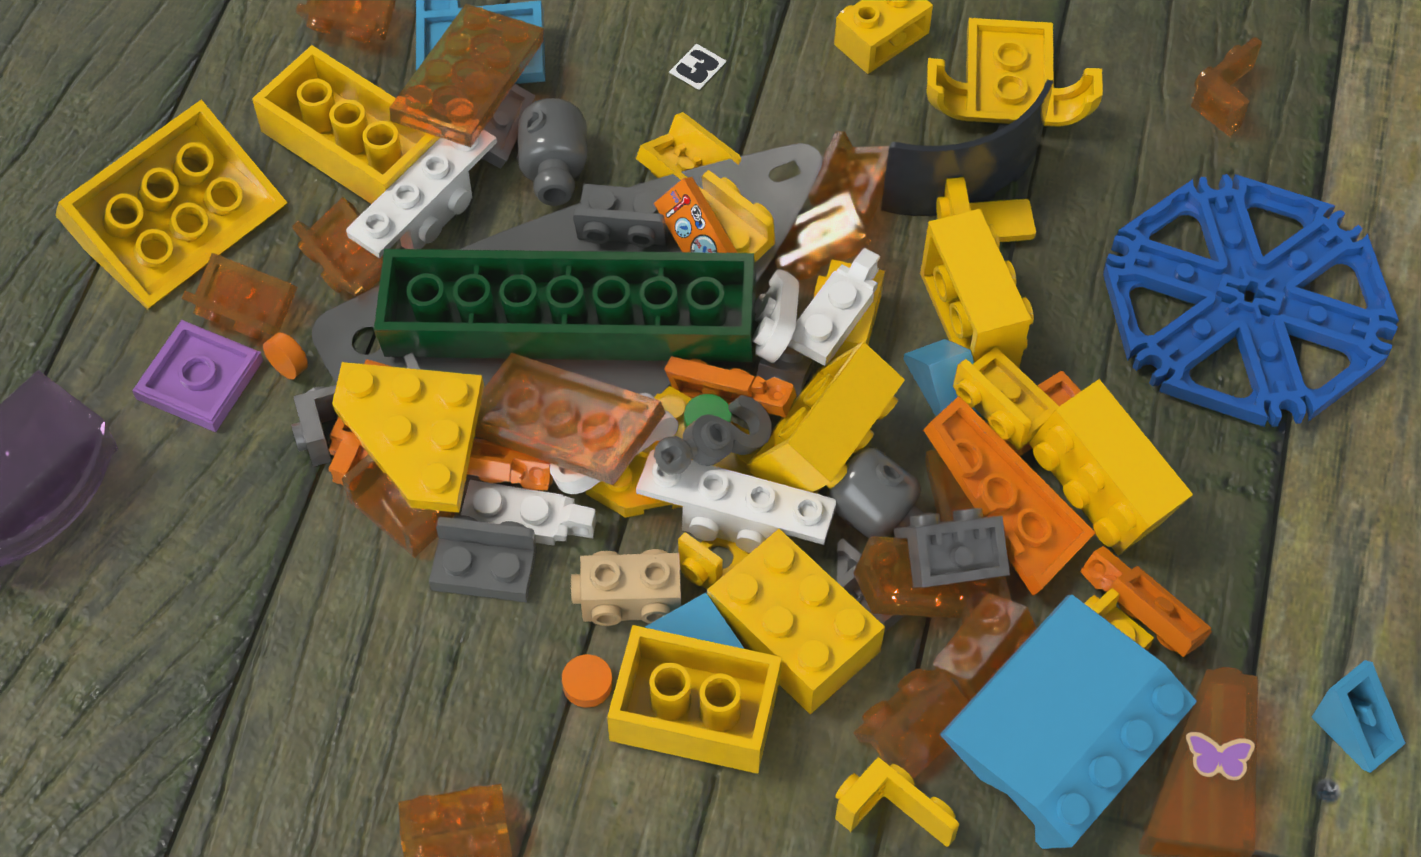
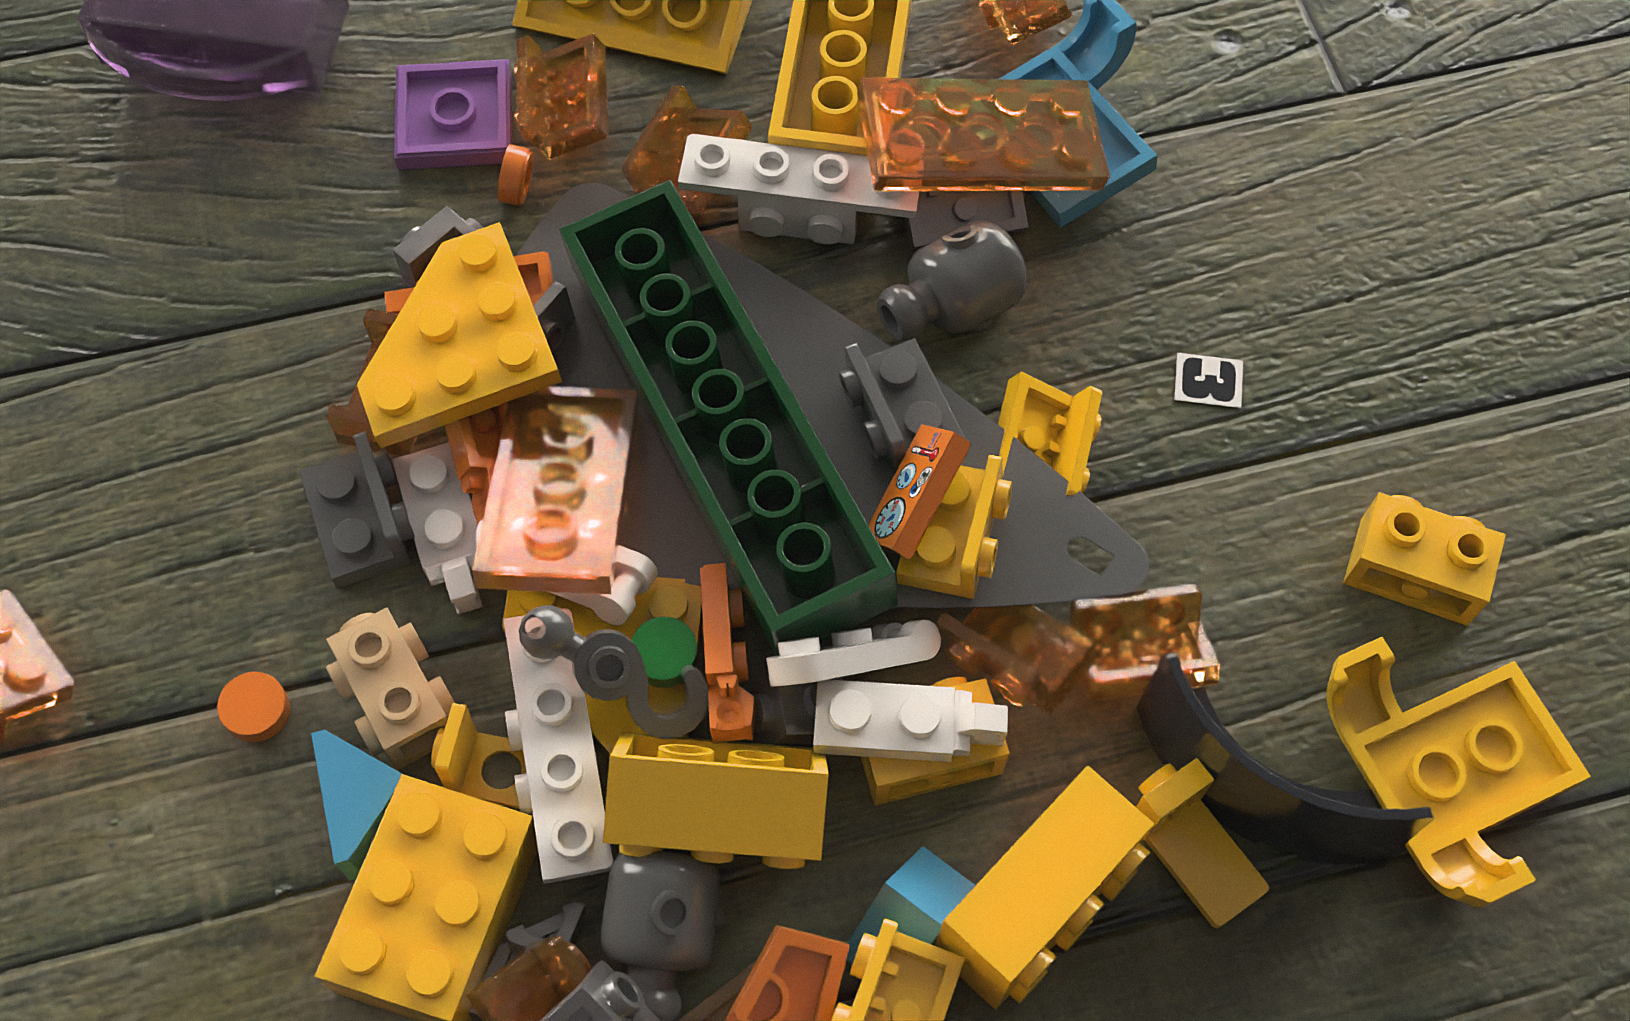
camera: 60 degrees right, 5 degrees up
(694, 699) = (252, 841): yellow brick -> none

